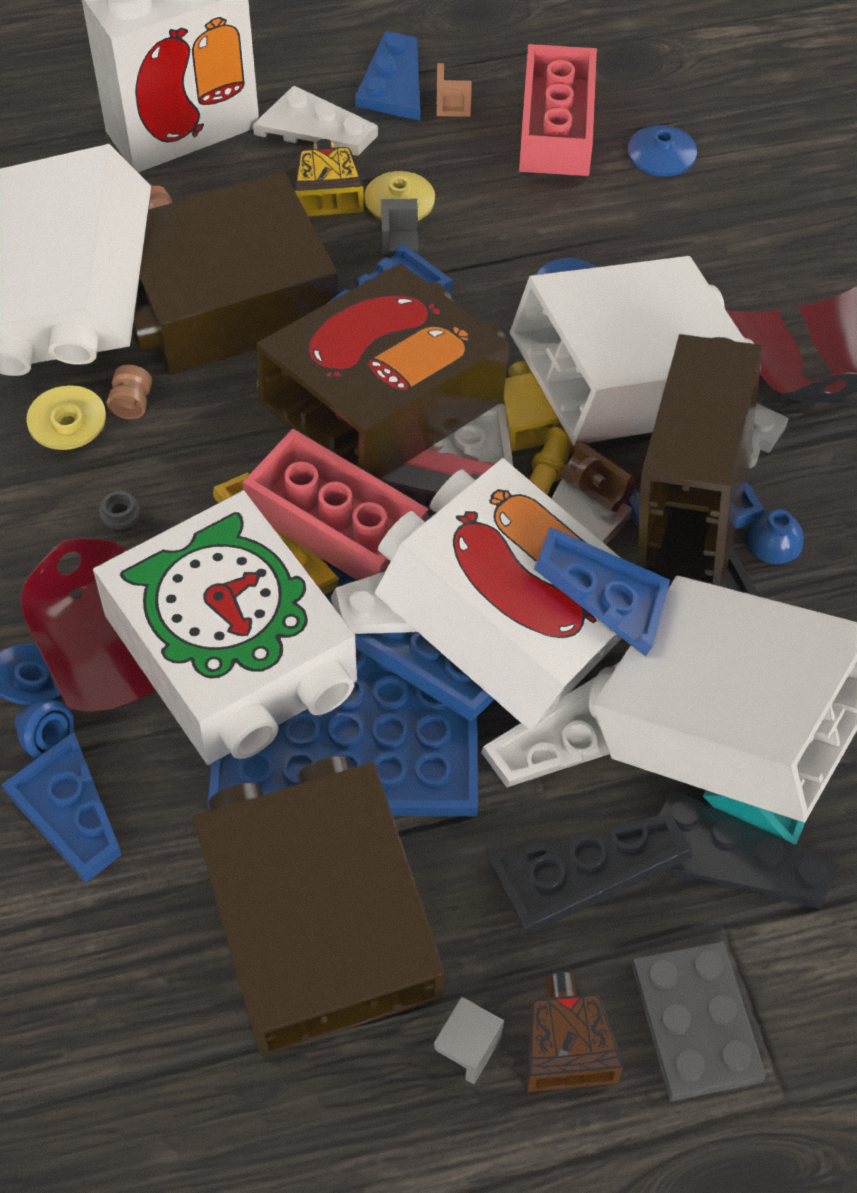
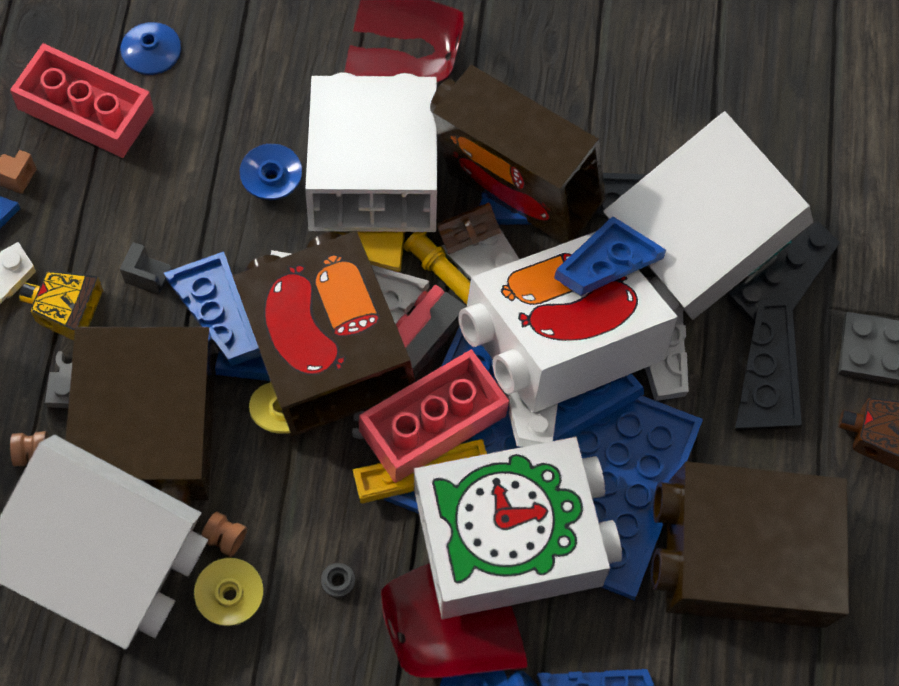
camera: 70 degrees left, 10 degrees up
(399, 186) = (103, 266): light yellow dish -> none
(470, 1037) = (869, 488): light grey panel -> none

